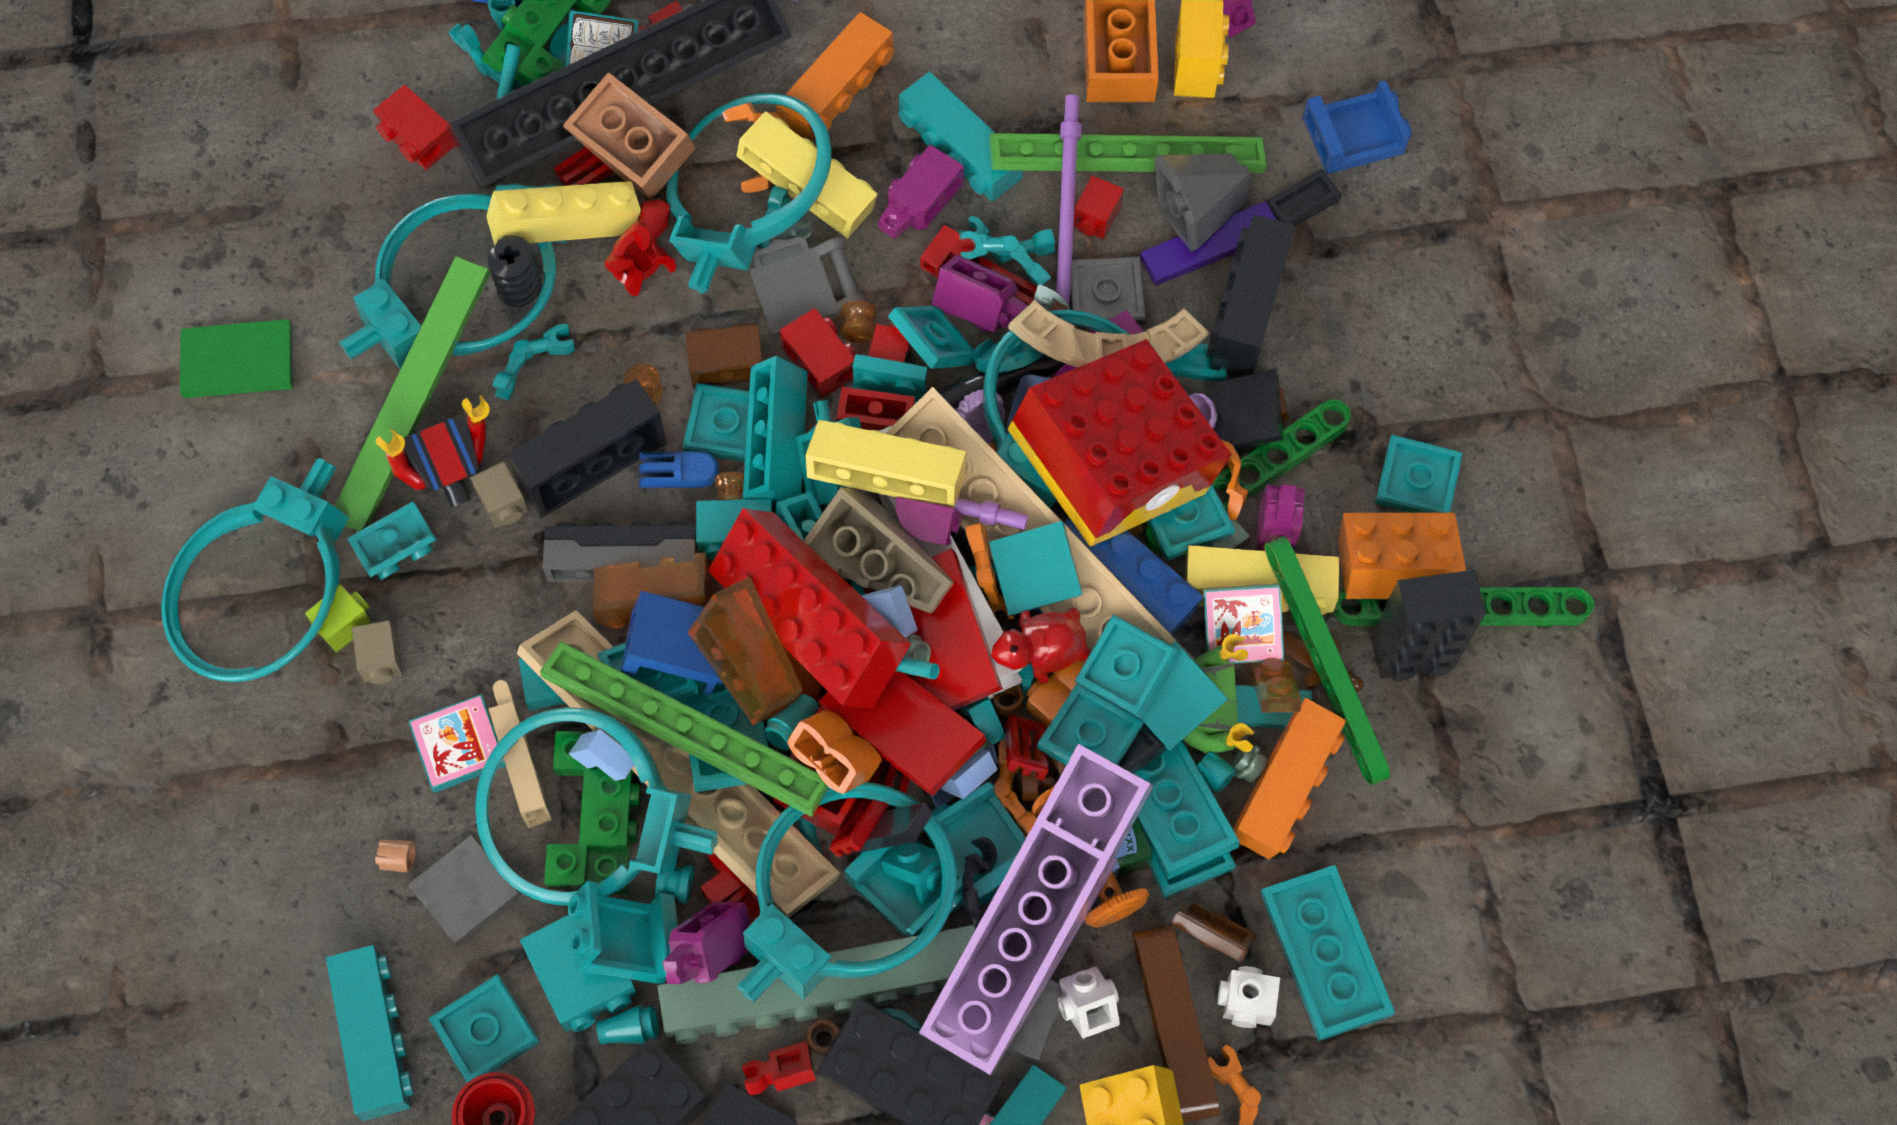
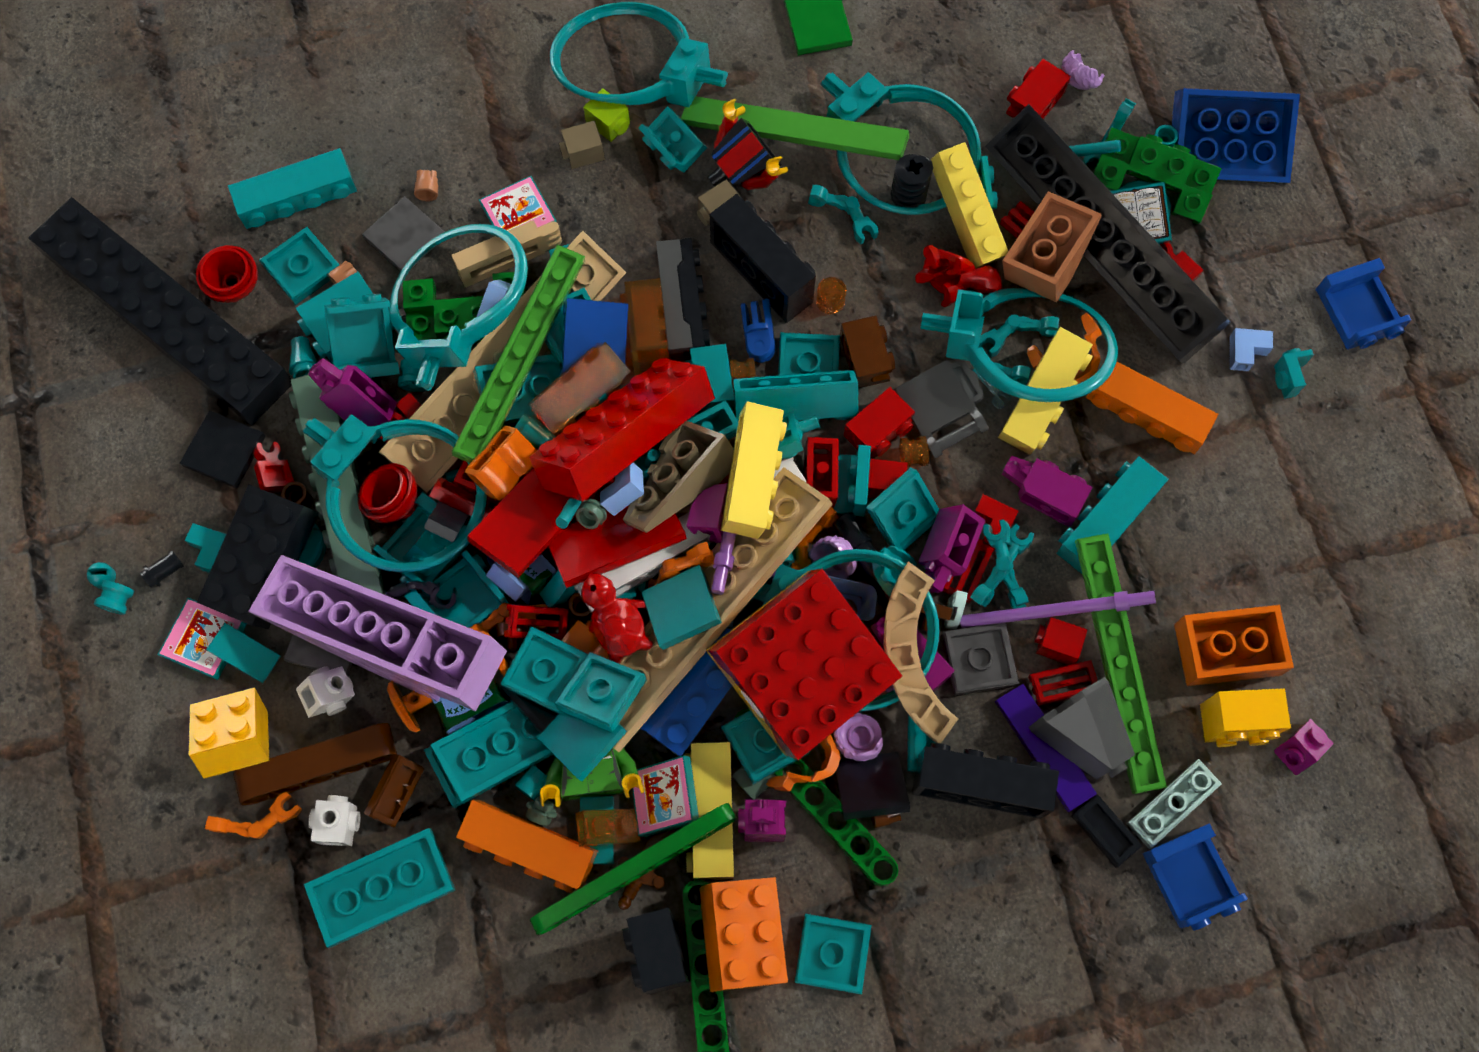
camera: 85 degrees right, 5 degrees up
(404, 73) = (1081, 76): none -> lavender hair
(514, 969) = (341, 272): none -> nougat hose
(710, 197) = (1046, 326): none -> teal piece
(826, 915) = (388, 494): none -> red piece
(1145, 239) = (1039, 690): none -> red tile
(1279, 135) = (1161, 816): none -> light aqua tile

